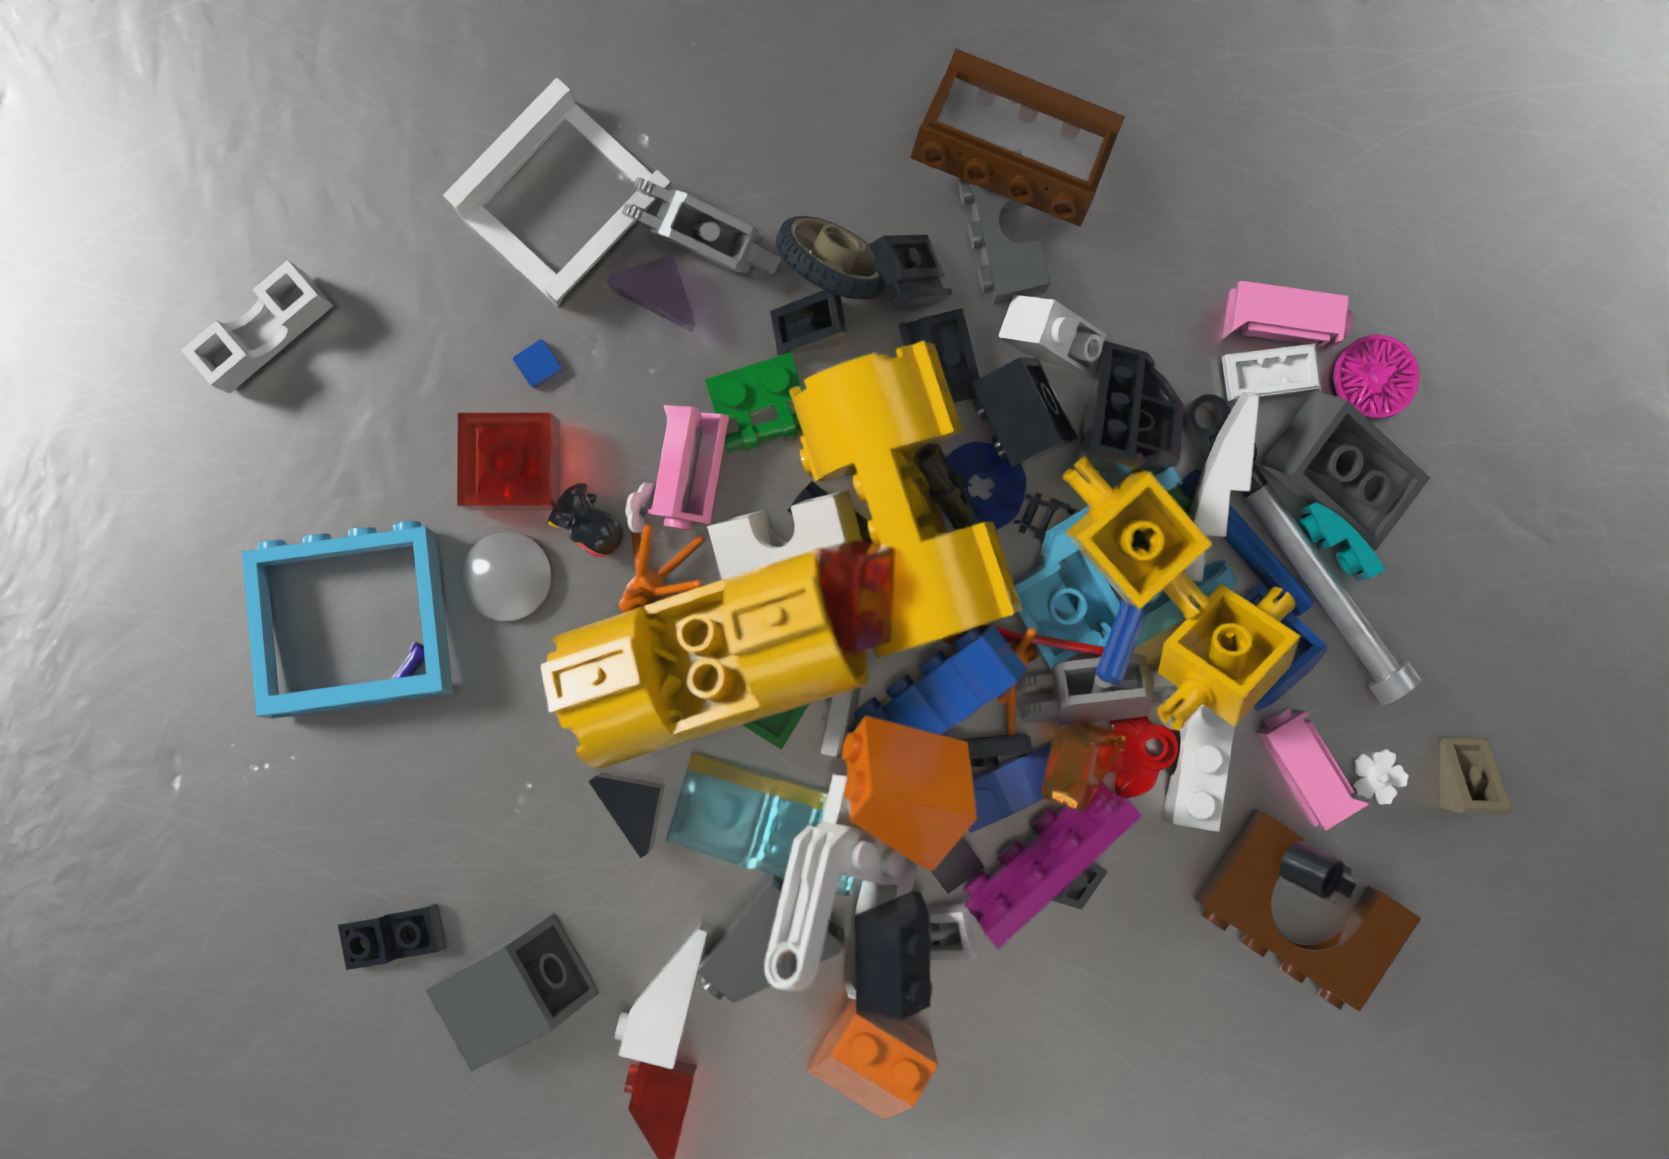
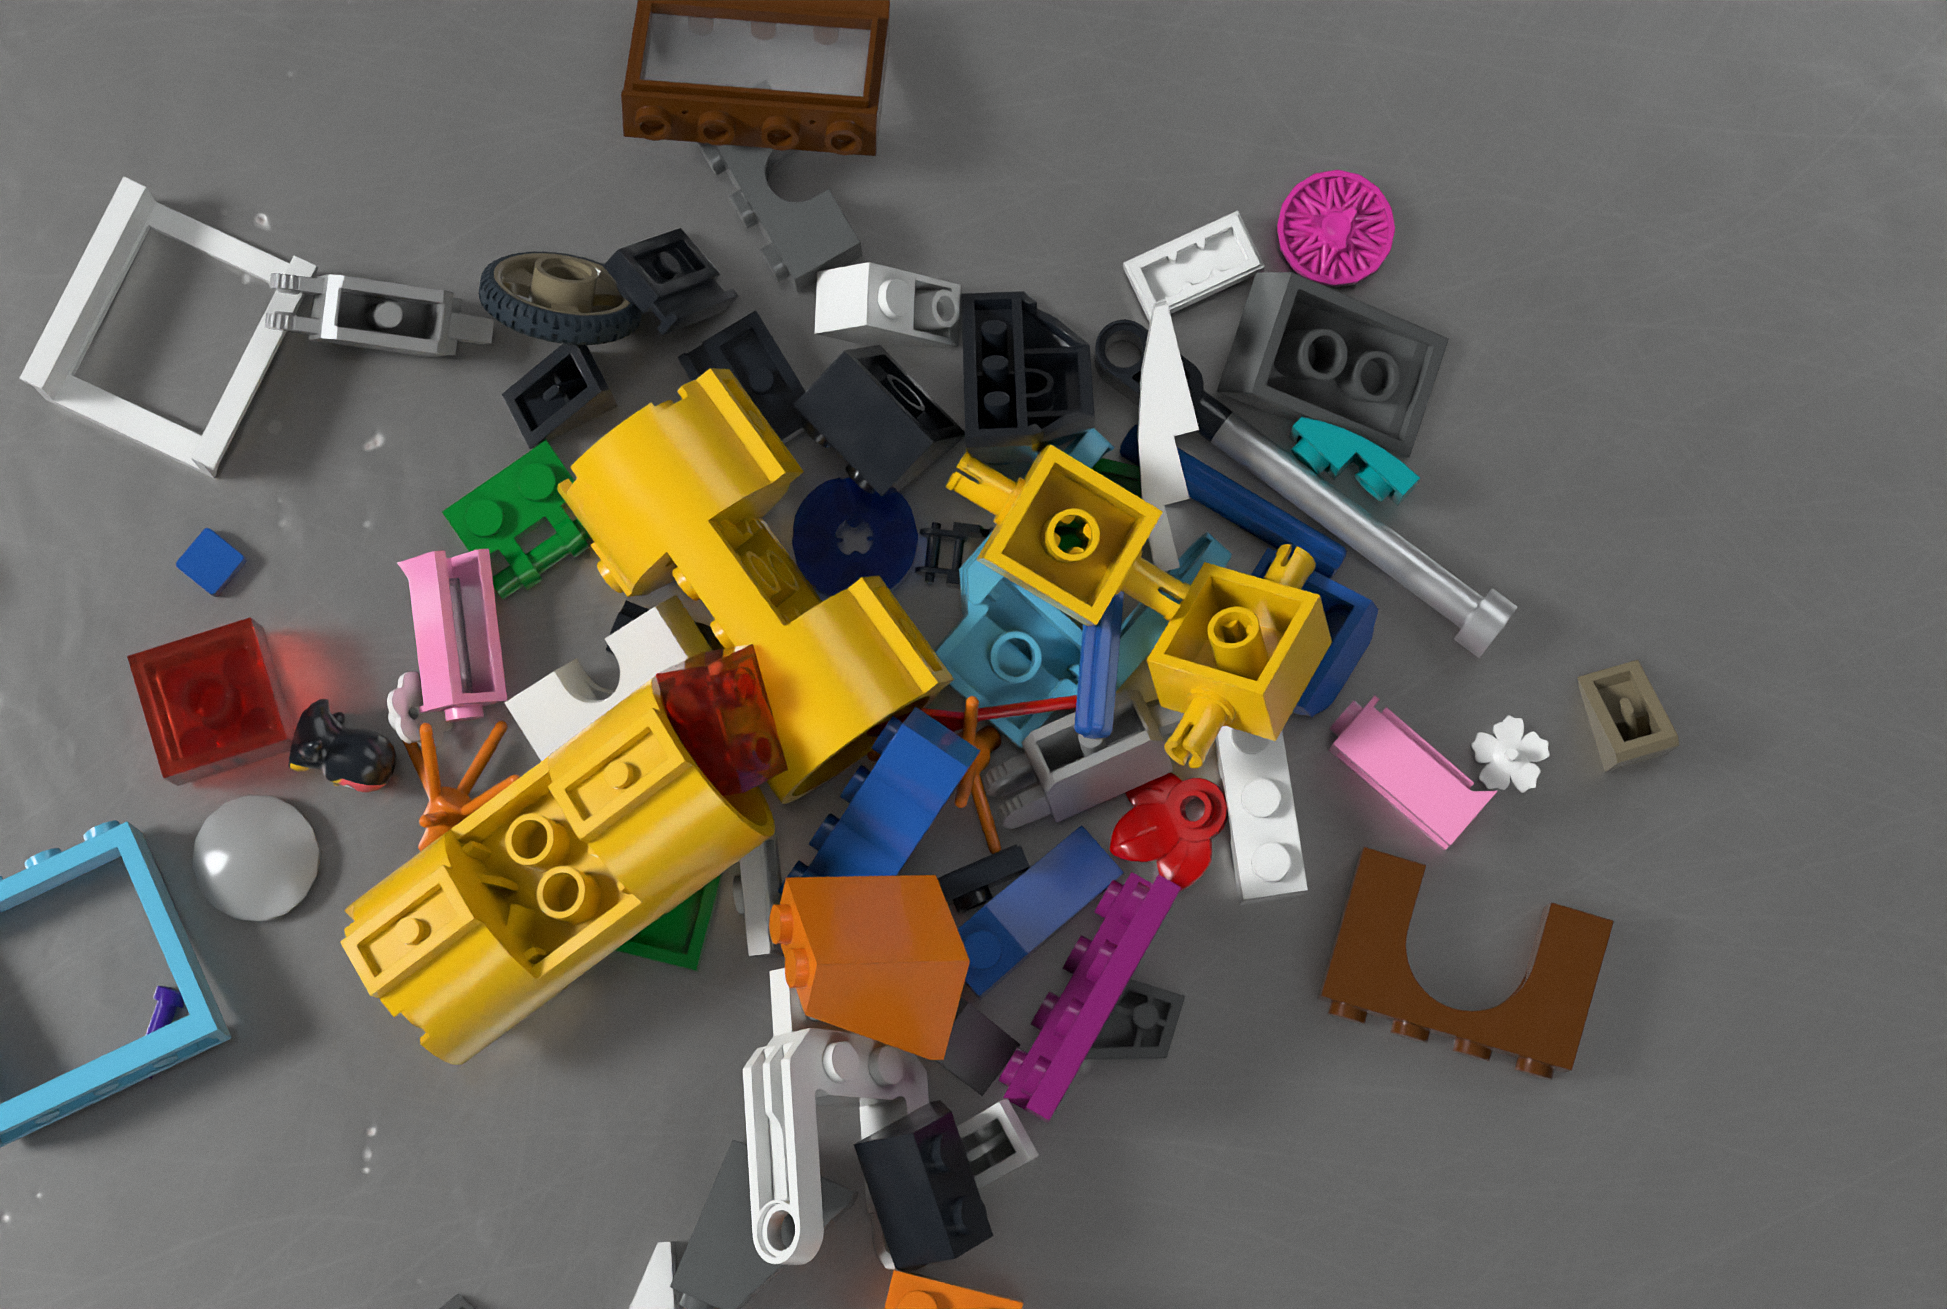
camera: 15 degrees left, 5 degrees down
(633, 806) = (521, 1109): black slope -> none
(656, 288) = (342, 413): clear purple slope -> none
(745, 815) = (673, 1077): clear light blue slope -> none
(946, 486) = (802, 547): black pin -> none
(1079, 763) = (1096, 859): clear orange slope -> none
(1288, 314) = (1190, 184): bright pink window -> none
(1317, 872) = (1458, 904): black piece -> none

